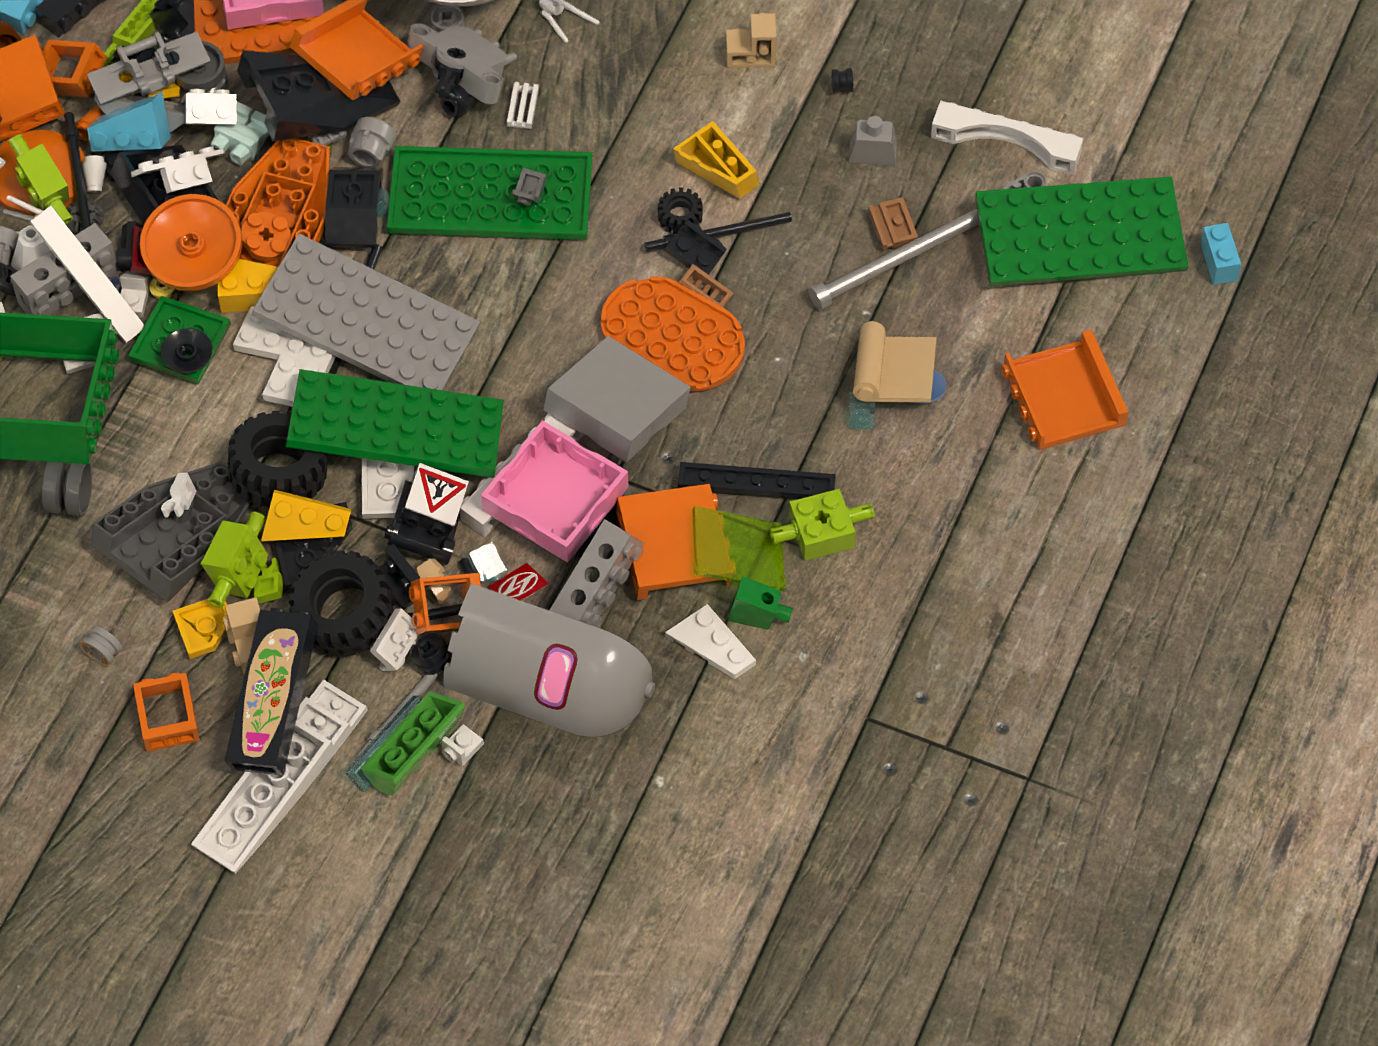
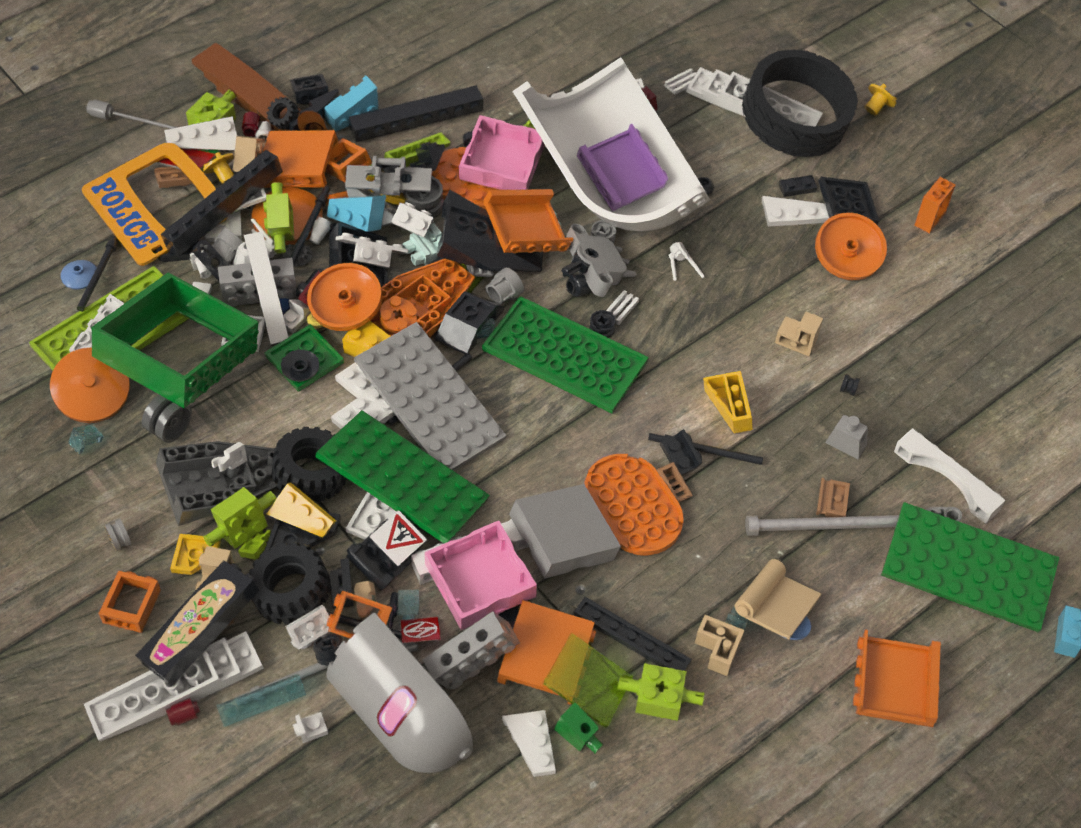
camera: 25 degrees right, 5 degrees down
(310, 797) = (183, 712): none -> dark red brick
(412, 742) = (274, 708): bright green slope -> none
(508, 129) = (603, 323): none -> black wheel
(529, 187) = (590, 361): dark grey bracket -> none
(679, 199) = (687, 414): black tyre -> none
(857, 437) = (722, 639): none -> tan brick

